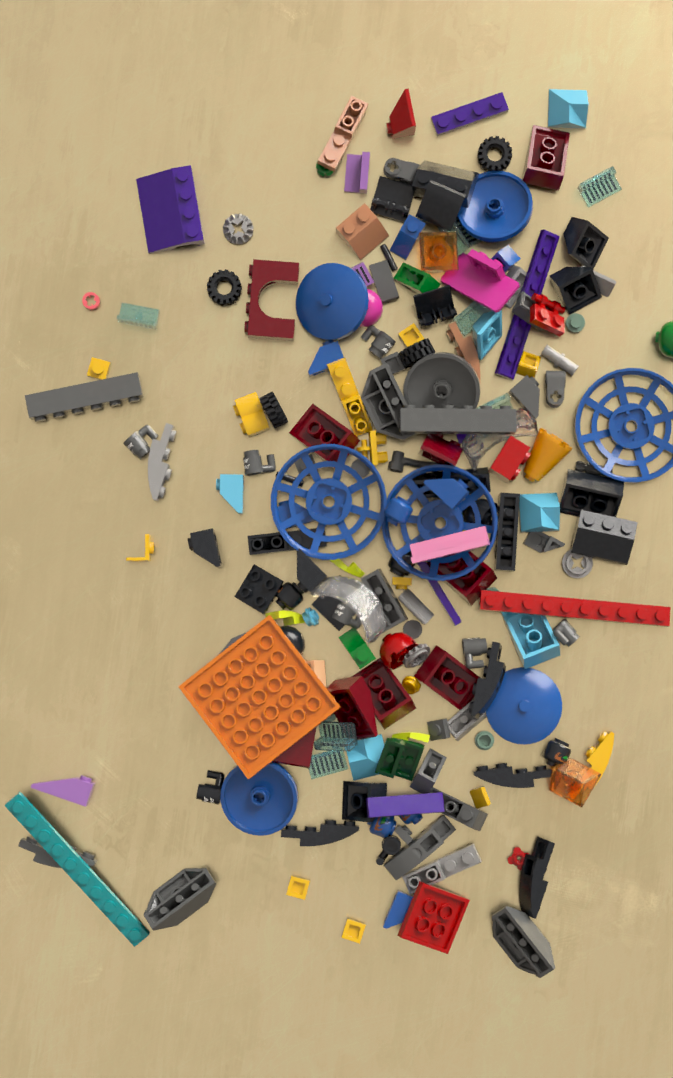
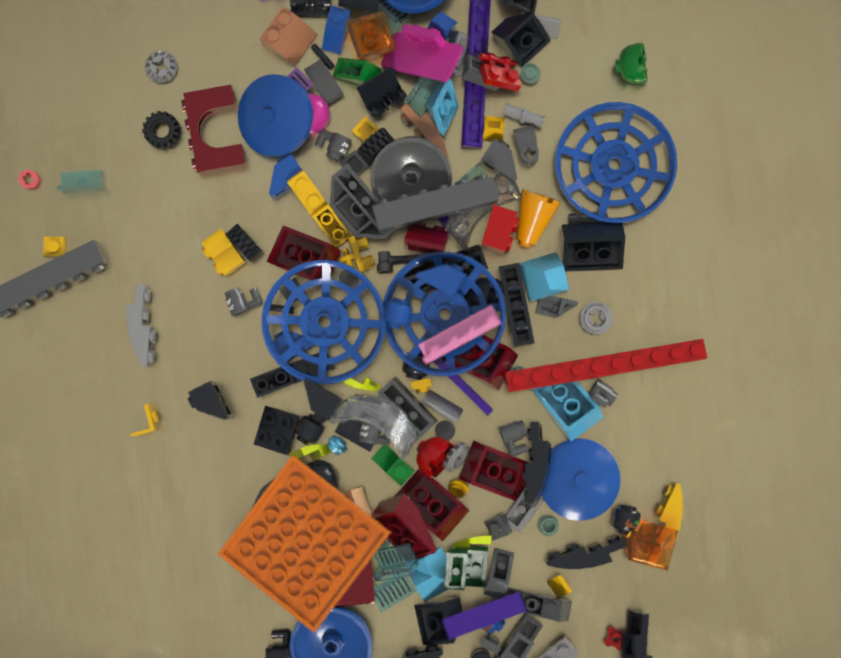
camera: 10 degrees left, 0 degrees up
(136, 442) = (112, 313): dark grey piece -> none
(170, 209) = (86, 64): dark purple piece -> none
(232, 490) = (222, 335): medium azure slope -> none
(382, 826) = (467, 643): blue head -> none
(604, 537) = (616, 284): black slope -> none

